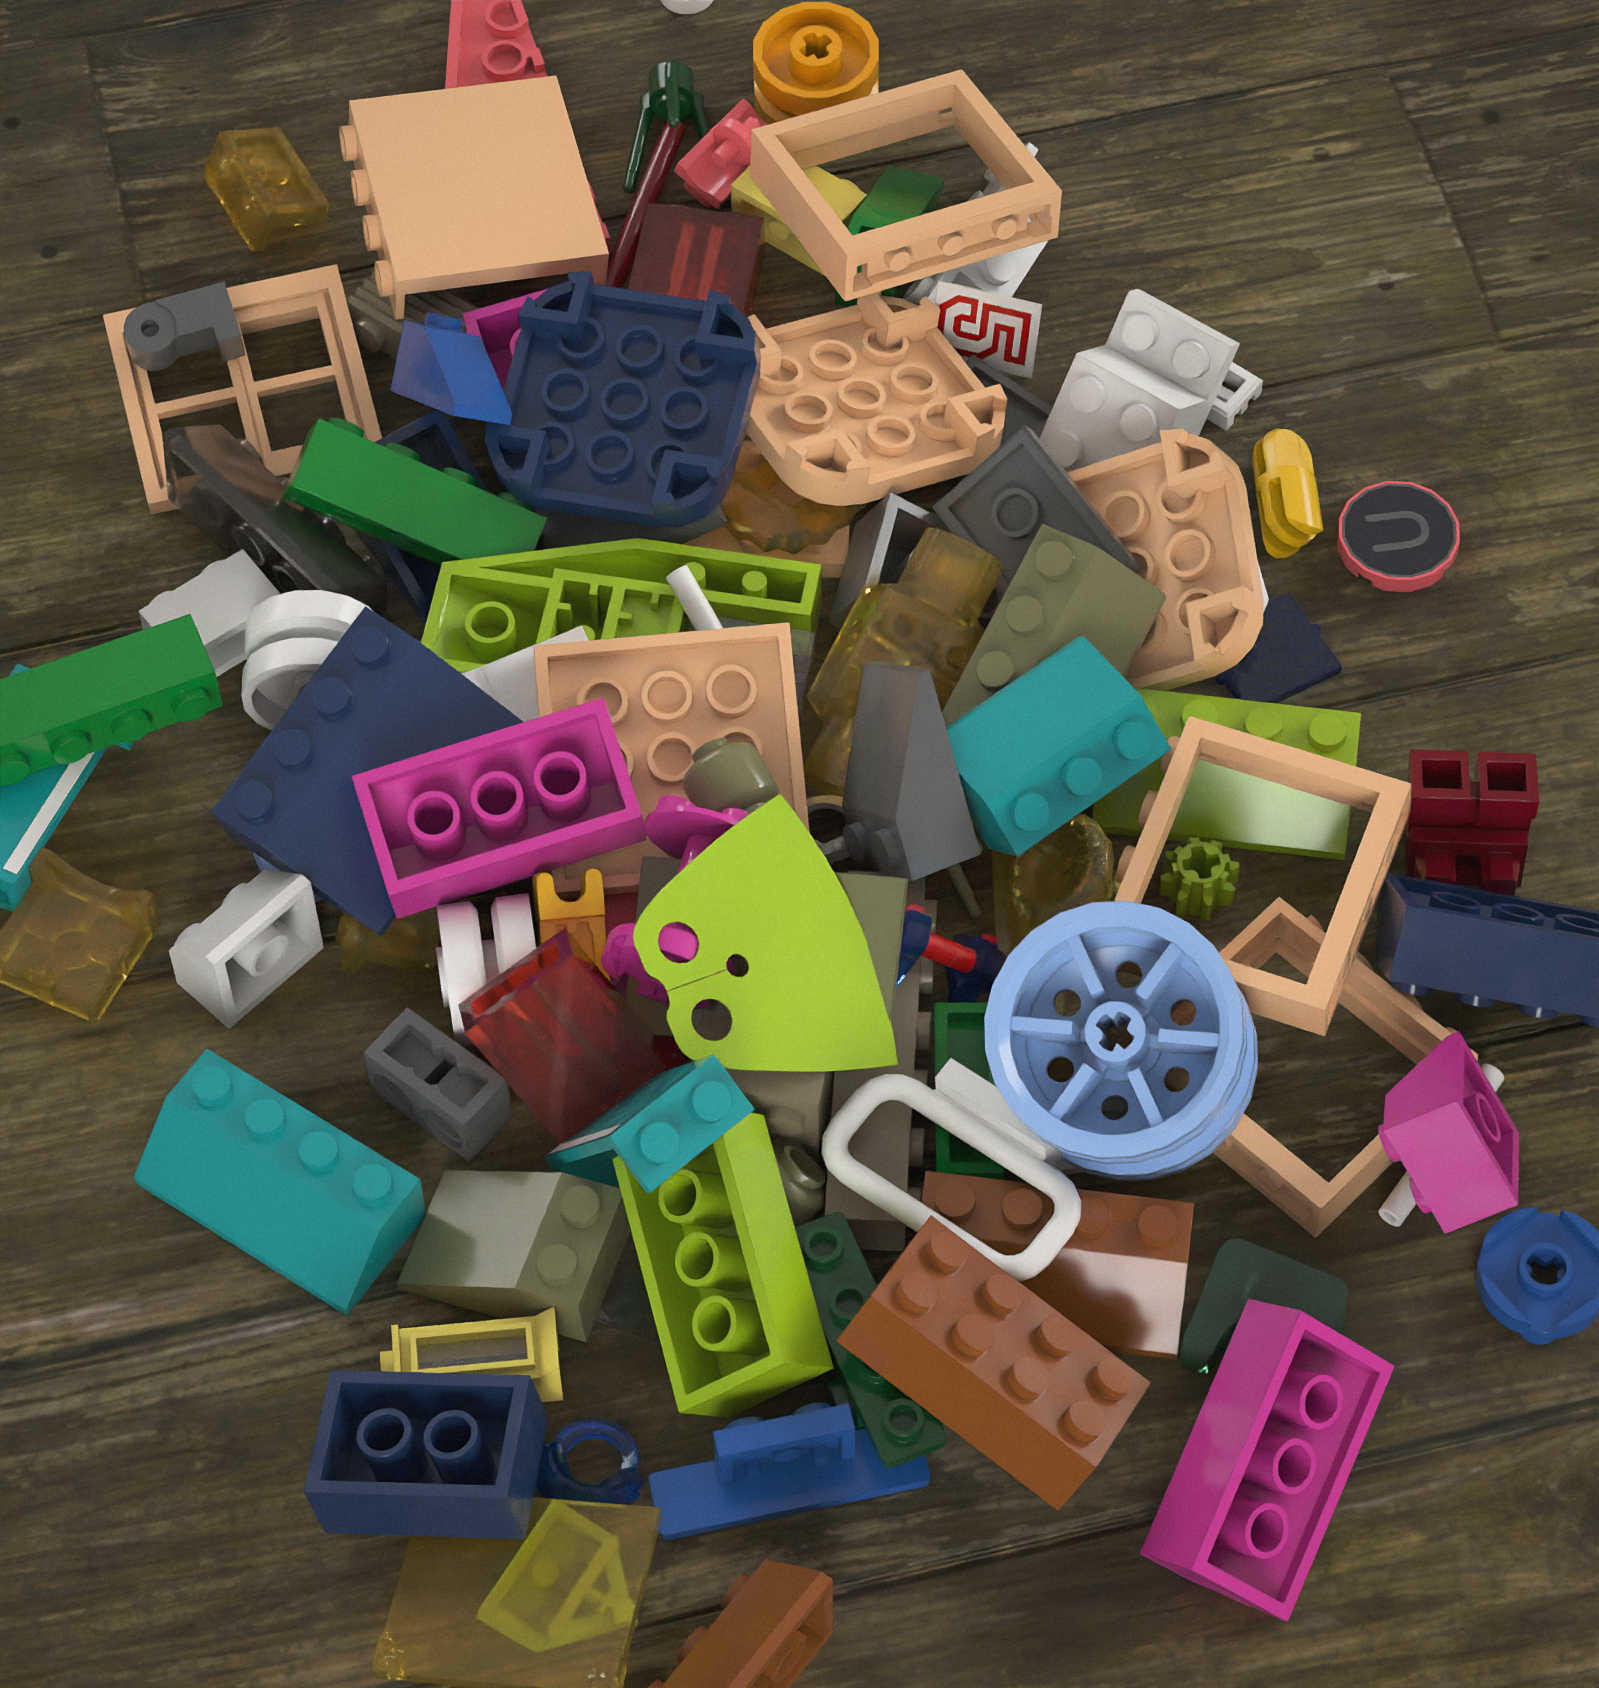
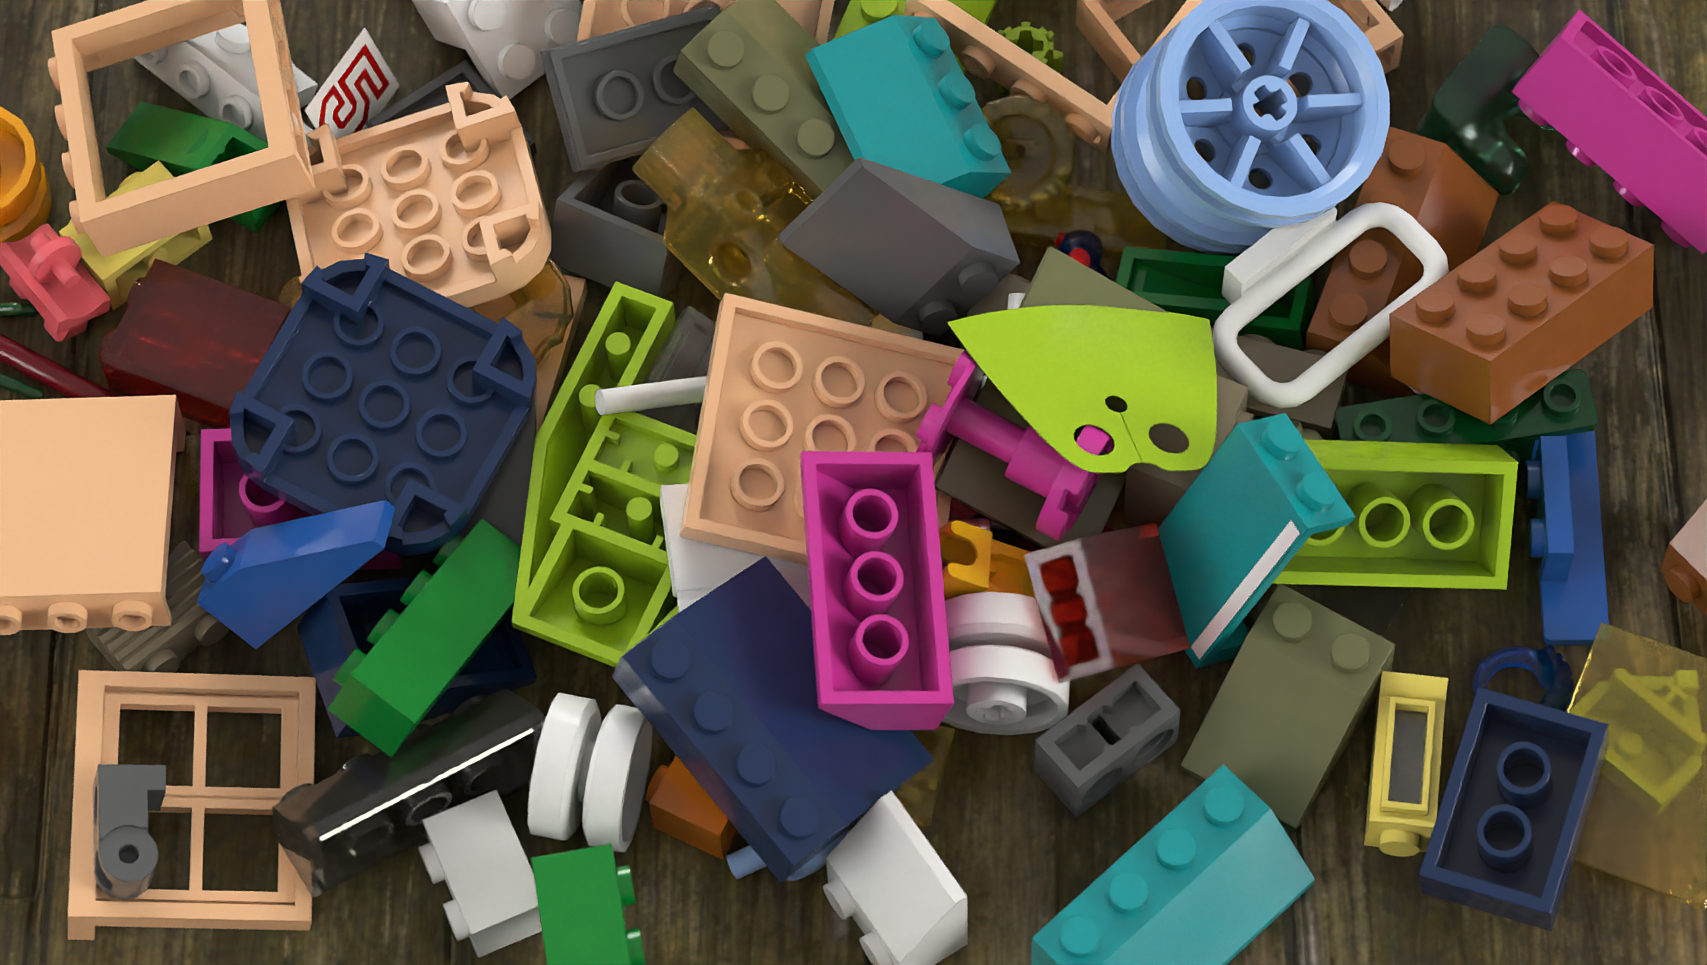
camera: 75 degrees left, 5 degrees up
(729, 777) = (896, 383): olive head -> none

